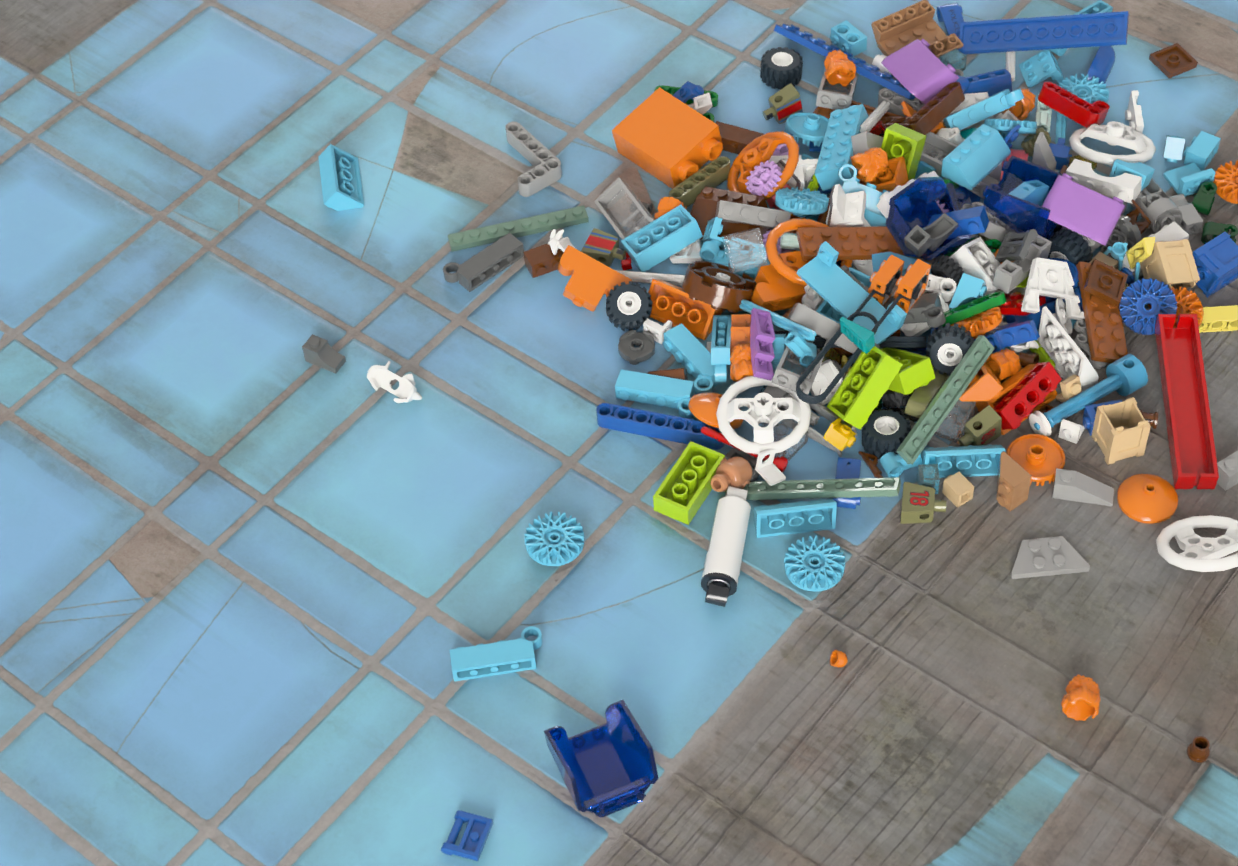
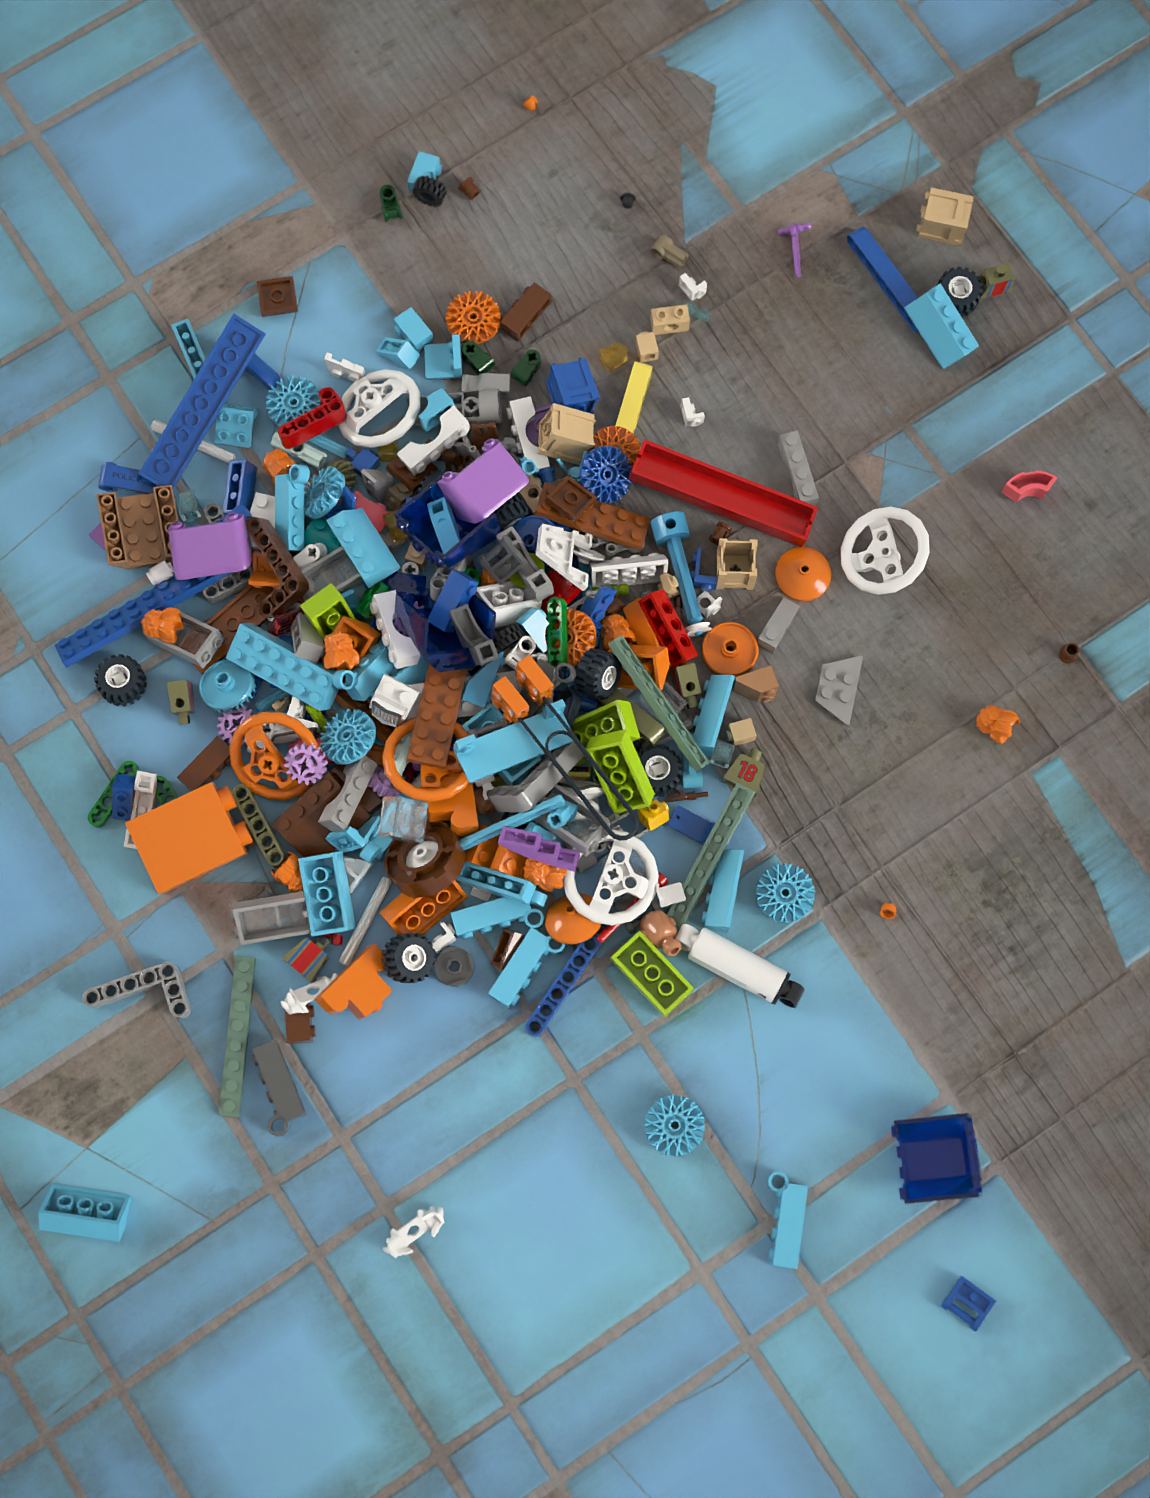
camera: 75 degrees left, 25 degrees up
(320, 353) = (343, 1296): dark grey arch -> none
(848, 38) = (102, 589): medium azure brick -> none
(857, 334) = (587, 756): teal slope -> none
(875, 116) = (252, 617): white axle -> none
(1140, 251) = (544, 449): light yellow slope -> none

